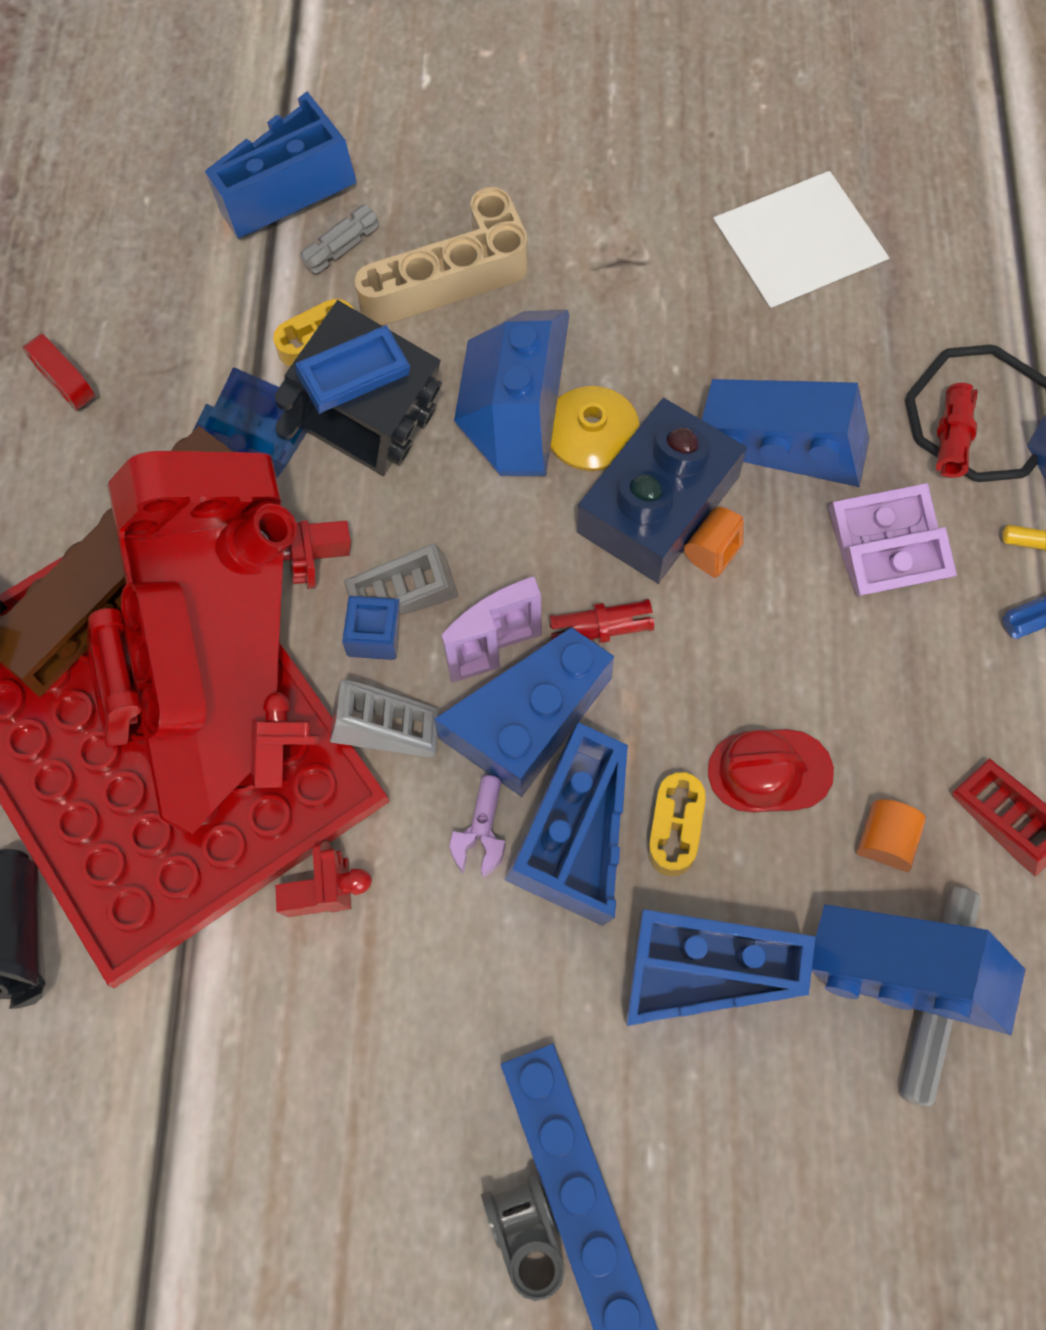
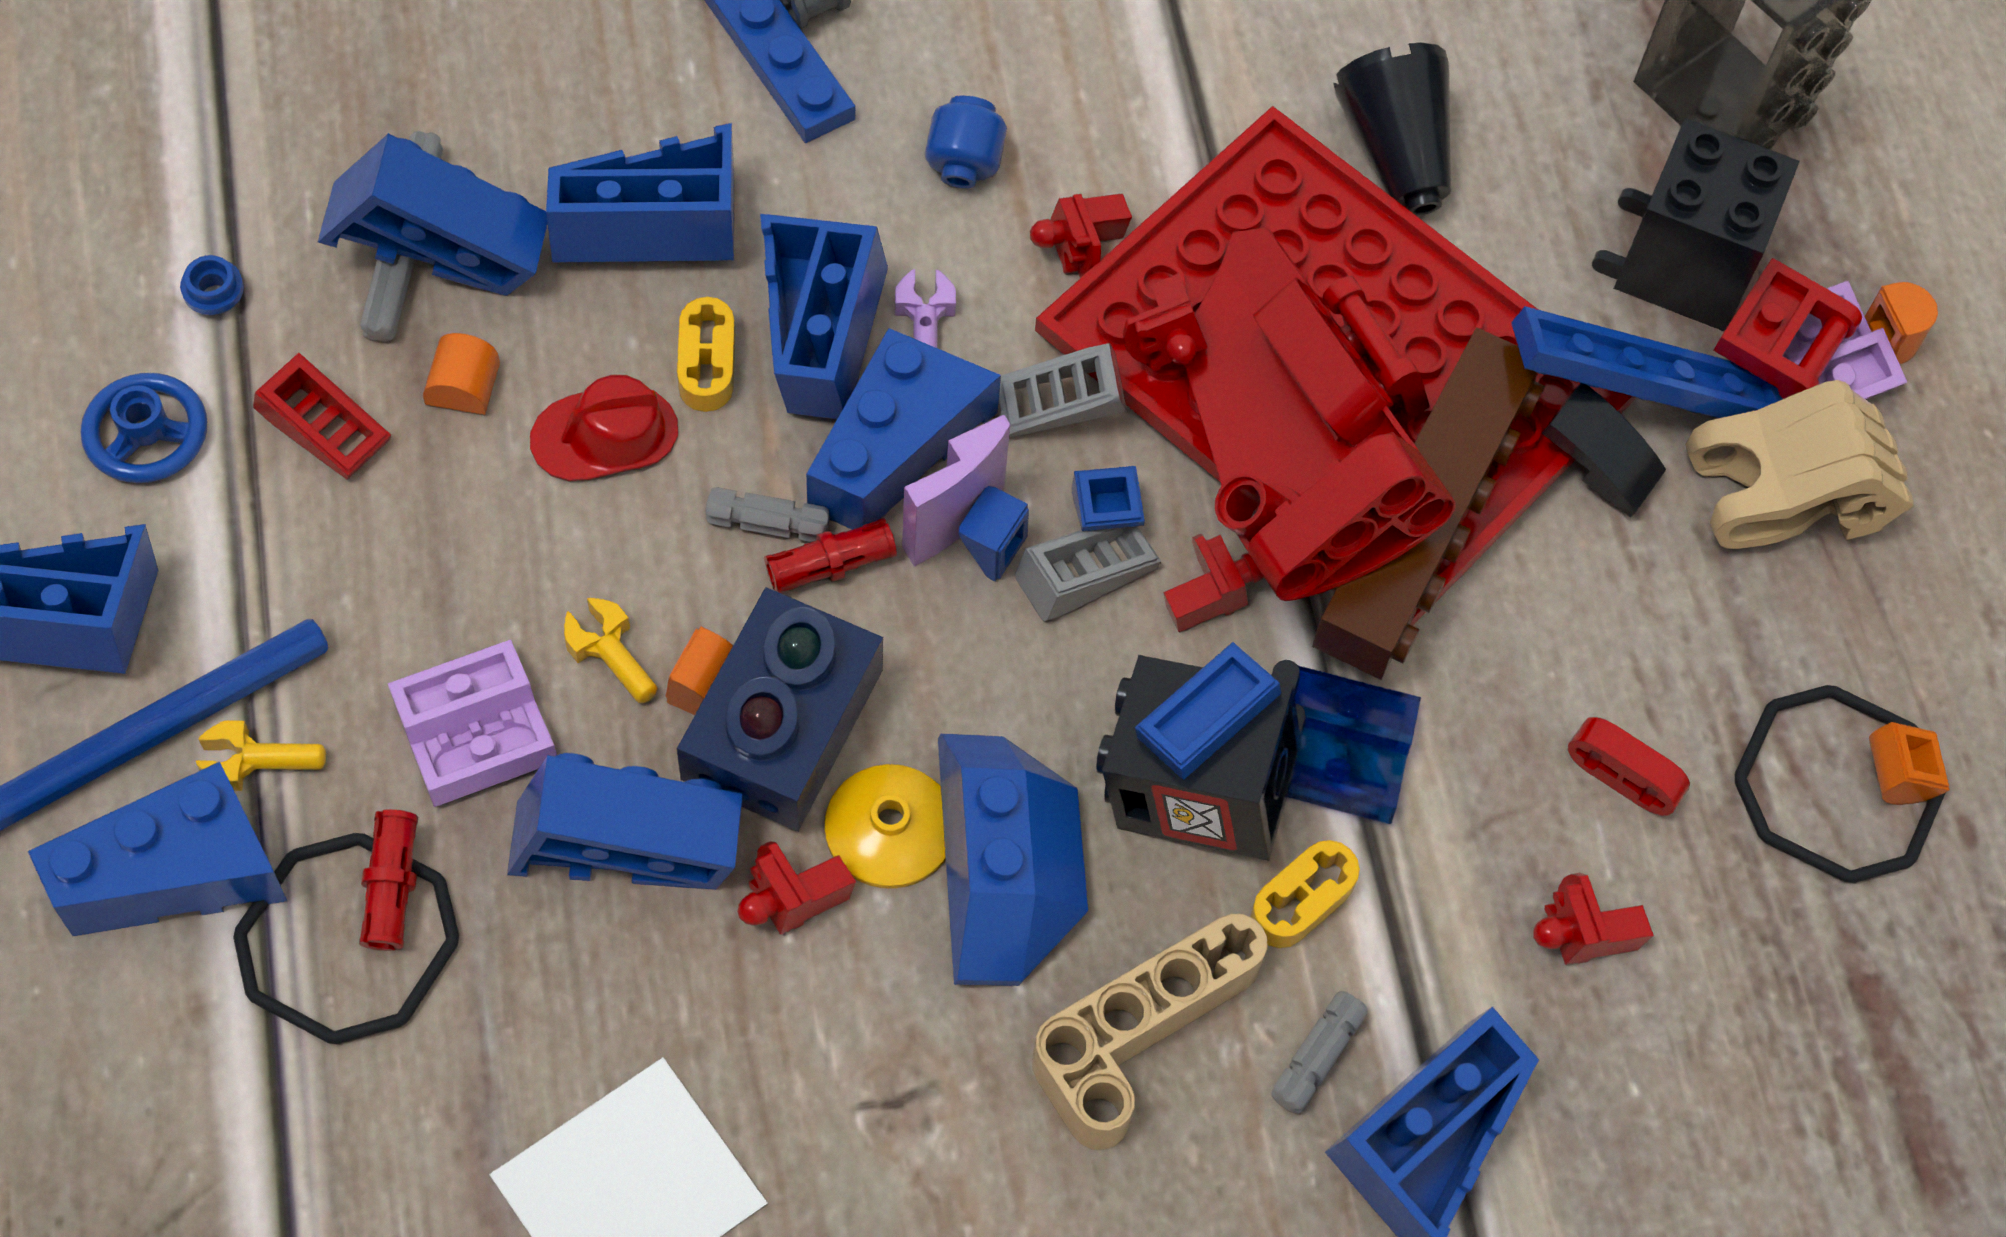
camera: 160 degrees right, 5 degrees down
(134, 276) = (1583, 930): none -> red piece
(405, 997) = (965, 141): none -> blue head
(464, 598) = (995, 530): none -> blue slope
(651, 668) = (766, 514): none -> light grey axle
(669, 375) = (792, 897): none -> red piece
(783, 583) = (609, 647): none -> yellow bar

